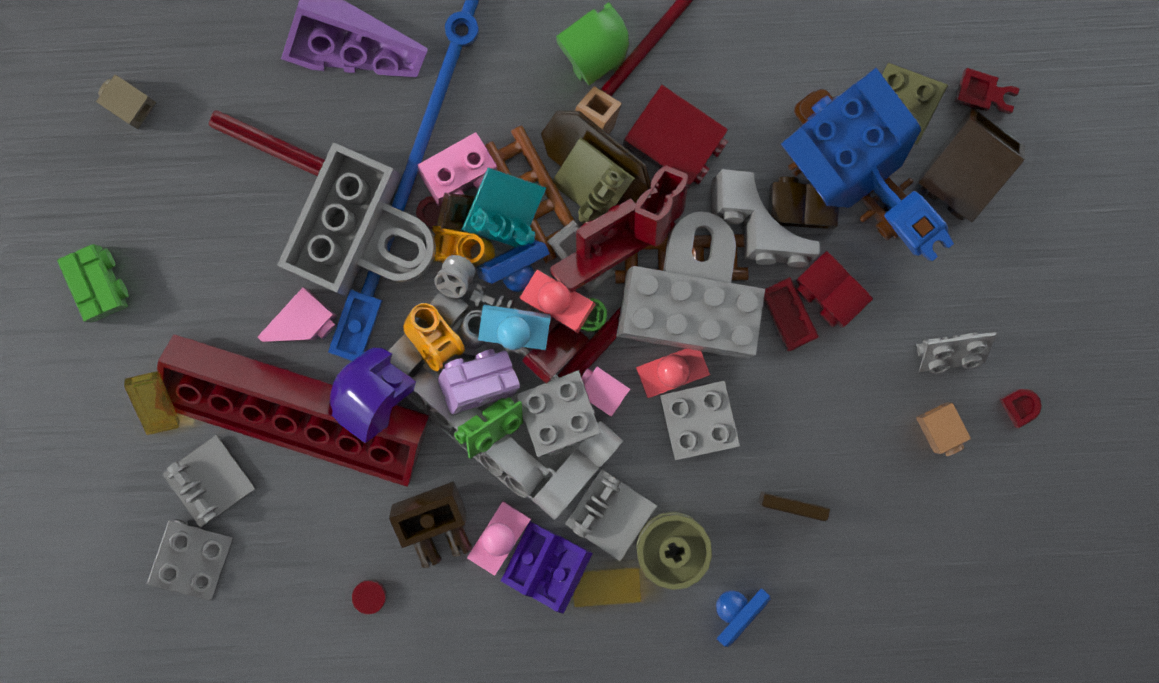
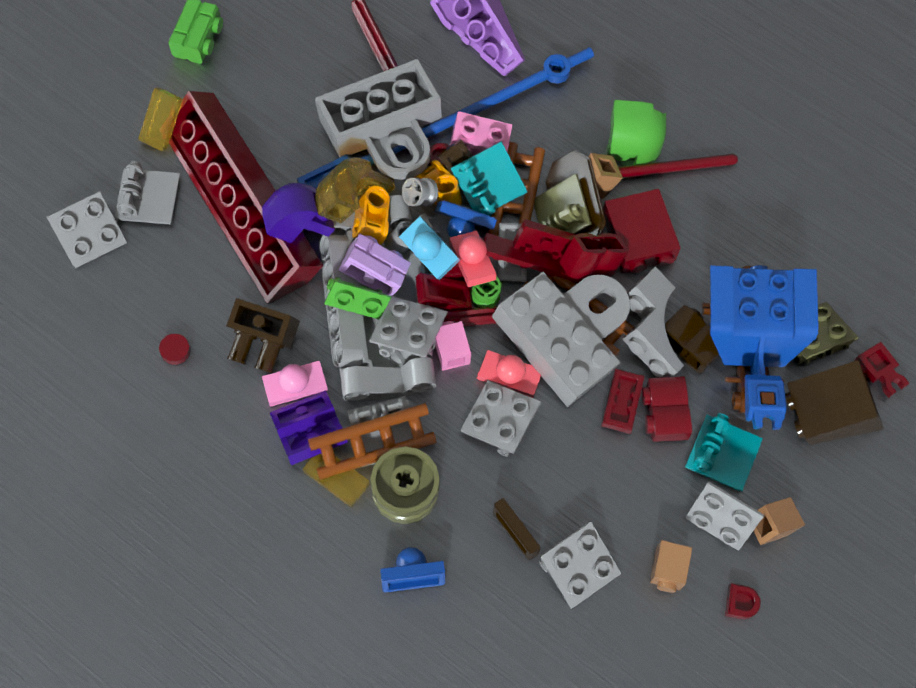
camera: 35 degrees right, 20 degrees down
(300, 320) = (295, 147): bright pink slope -> none
(384, 342) = (340, 189): none -> clear yellow arch
(615, 556) = (354, 433): none -> dark orange bar
(869, 490) = (580, 565): none -> light grey hinge
(908, 288) = (724, 452): none -> teal hinge
(1001, 314) = (779, 521): none -> medium nougat brick

